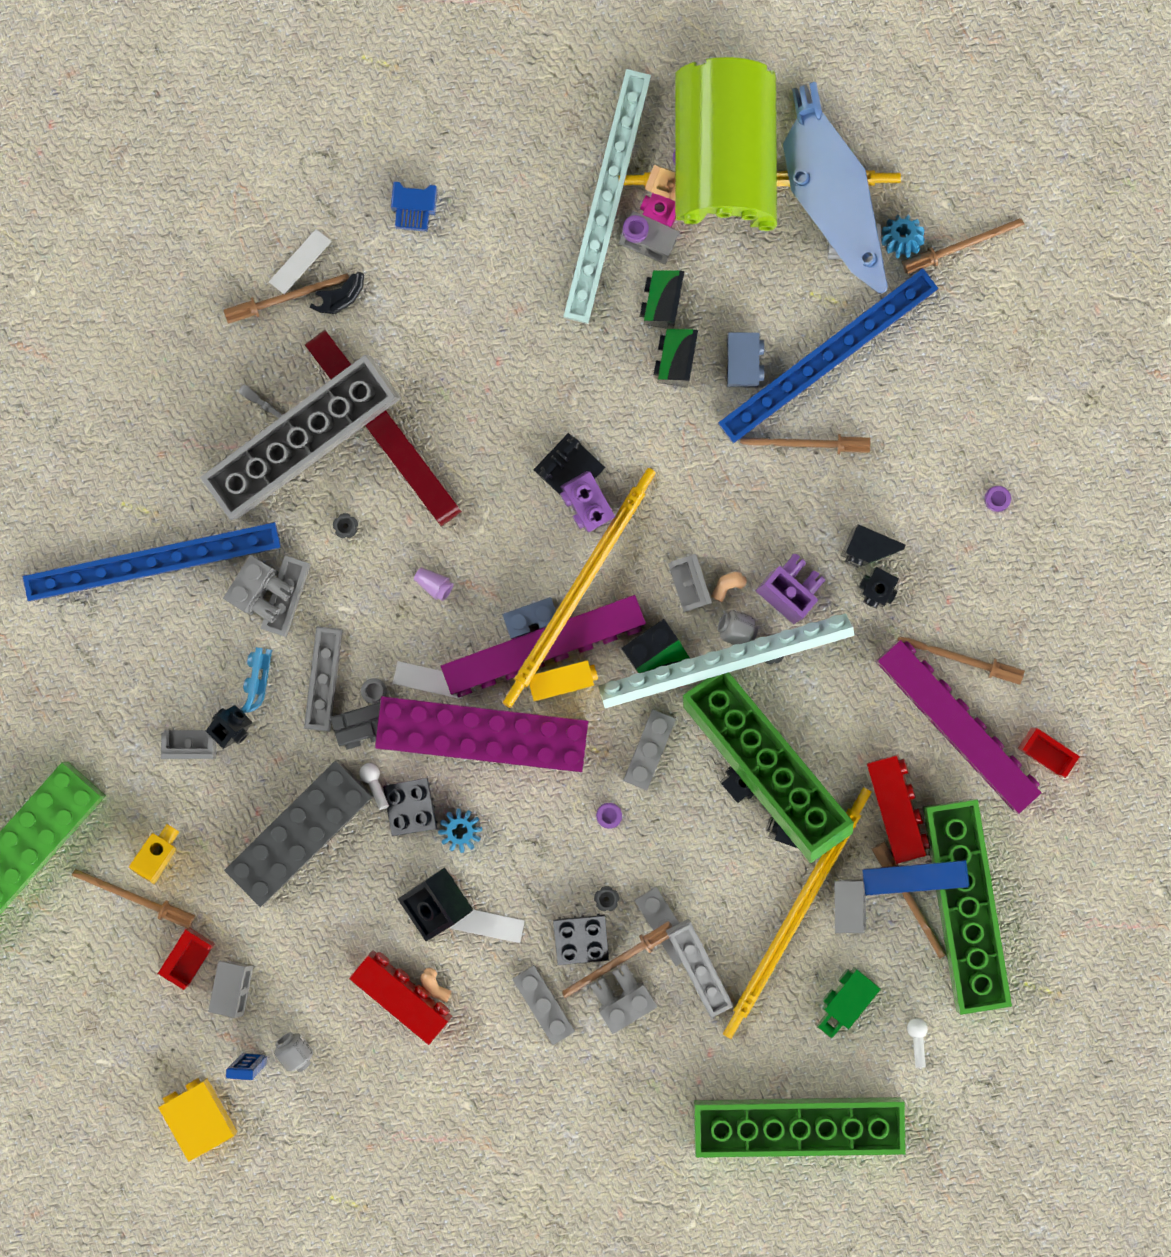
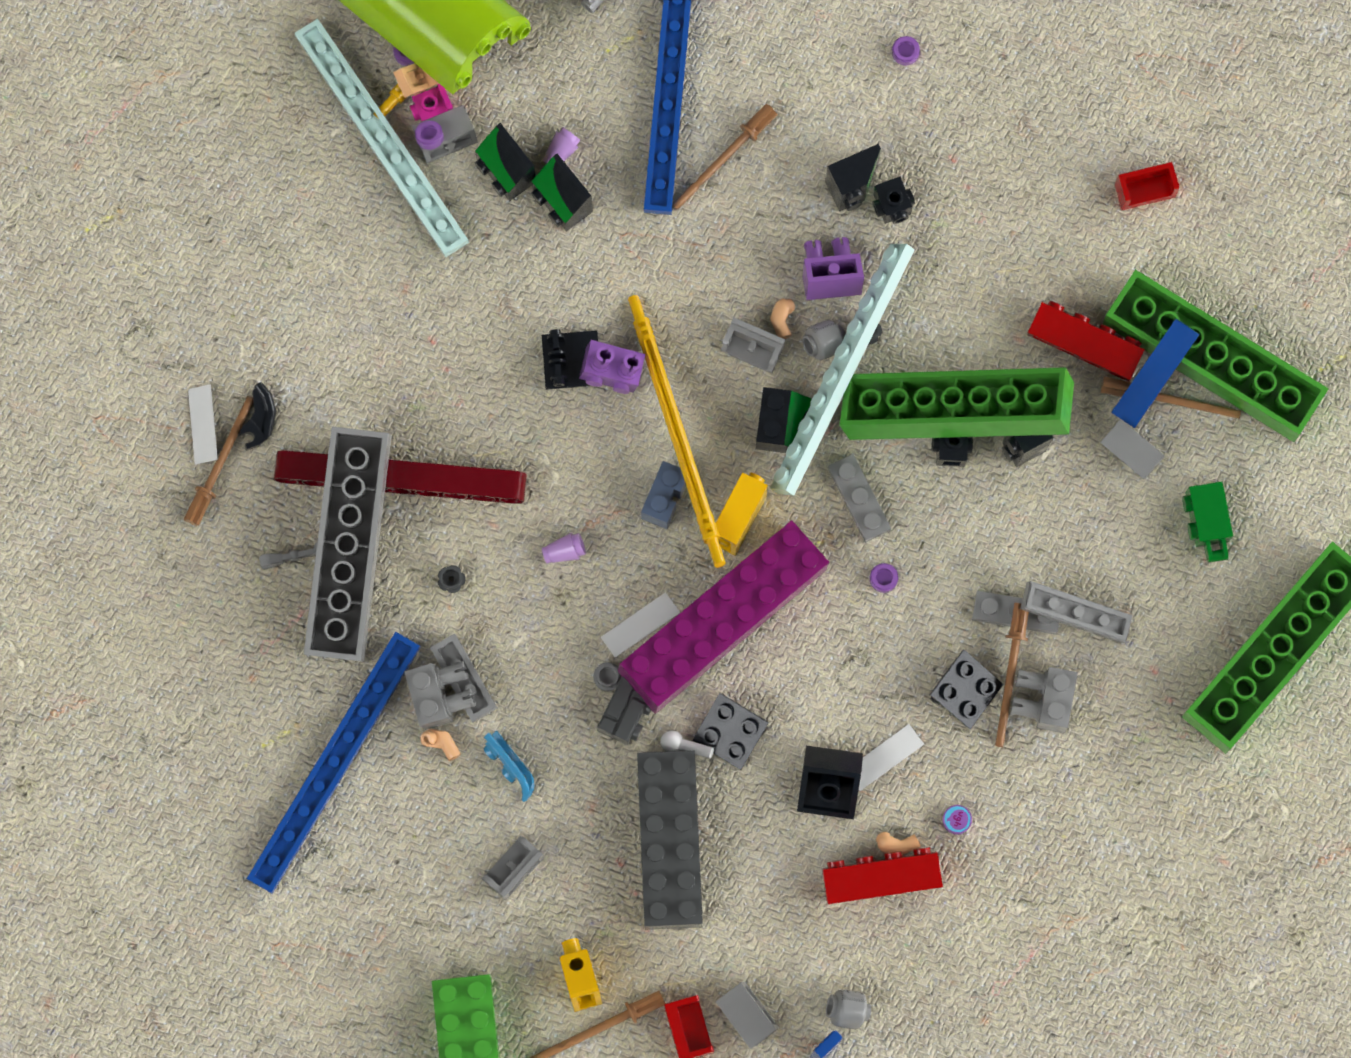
camera: 50 degrees left, 10 degrees down
(229, 726) = (529, 817): black brick -> none
(231, 619) = (441, 740): none -> light nougat arm
(323, 678) = (559, 709): light grey tile -> none
(413, 206) = (244, 294): blue piece -> none
(466, 836) = (776, 706): dark azure gear -> none
(487, 1011) = (957, 819): none -> tile
(508, 657) = (683, 535): magenta brick -> none
(543, 1004) = (993, 769): light grey plate -> none
(610, 905) = (951, 632): dark grey plate -> none
(712, 325) = (562, 143): none -> lavender cone
(743, 359) = (612, 145): sand blue brick -> none
(791, 923) = (1107, 518): yellow axle -> none
(917, 1030) = (1282, 487): white bar -> none
(958, 726) = (1062, 237): magenta brick -> none
(995, 669) = (1041, 169): medium nougat piece -> none

